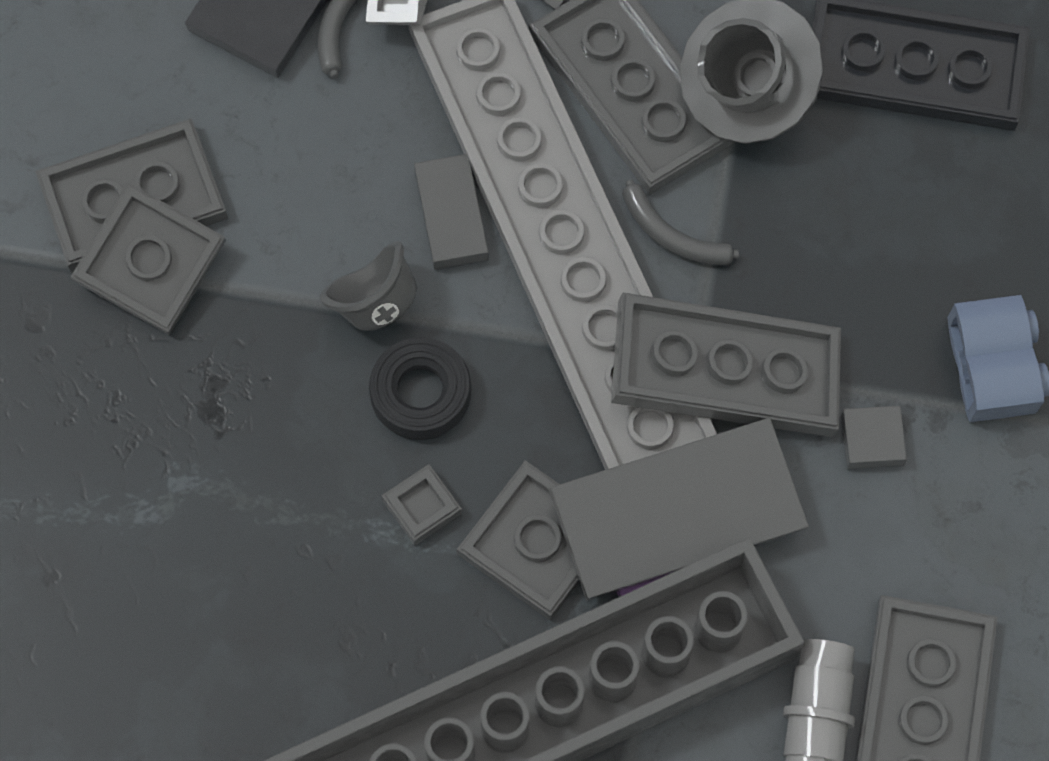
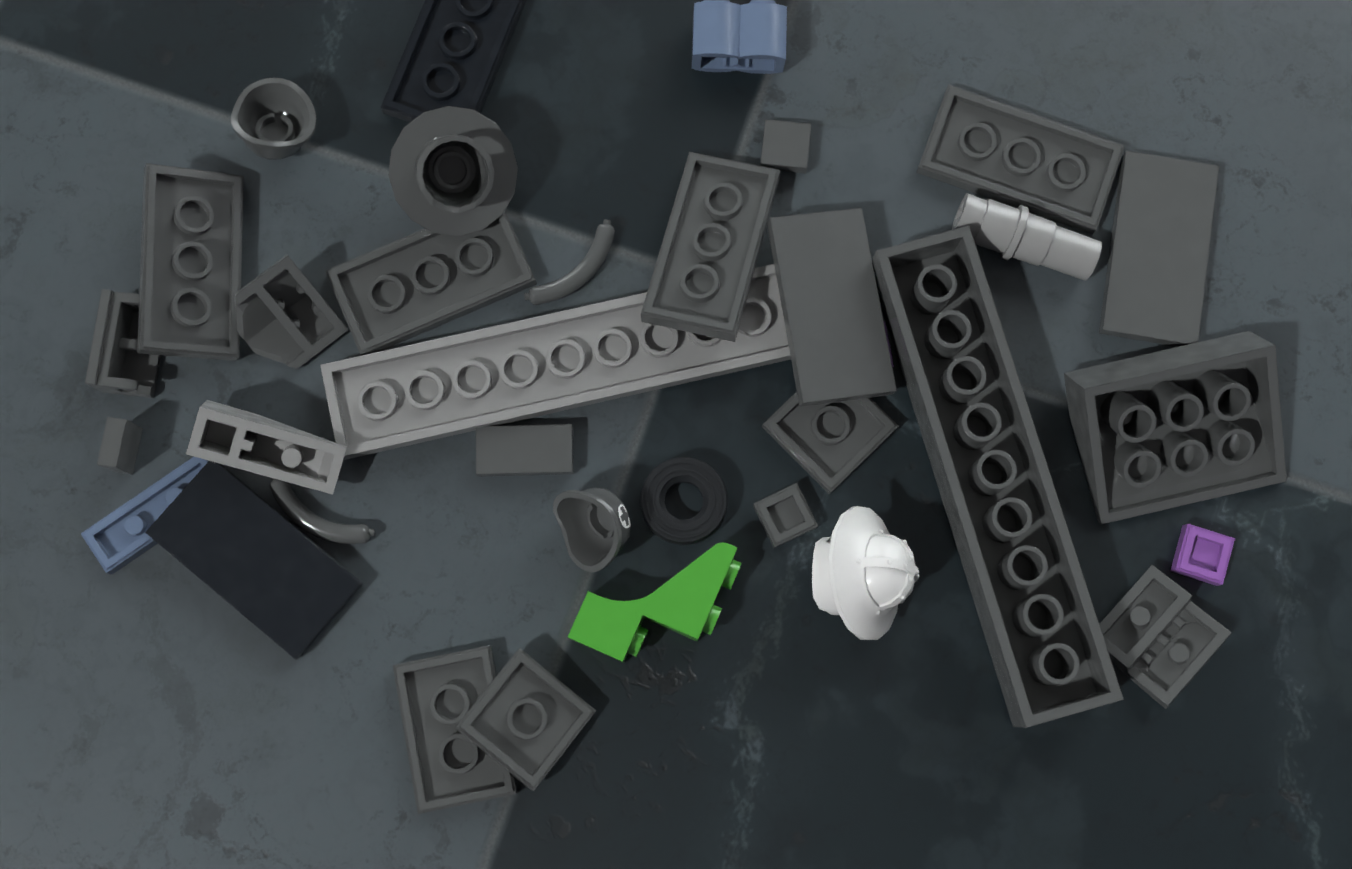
camera: 80 degrees left, 10 degrees up
(297, 399) = (680, 605): none -> bright green arch
(358, 585) = (862, 573): none -> white helmet

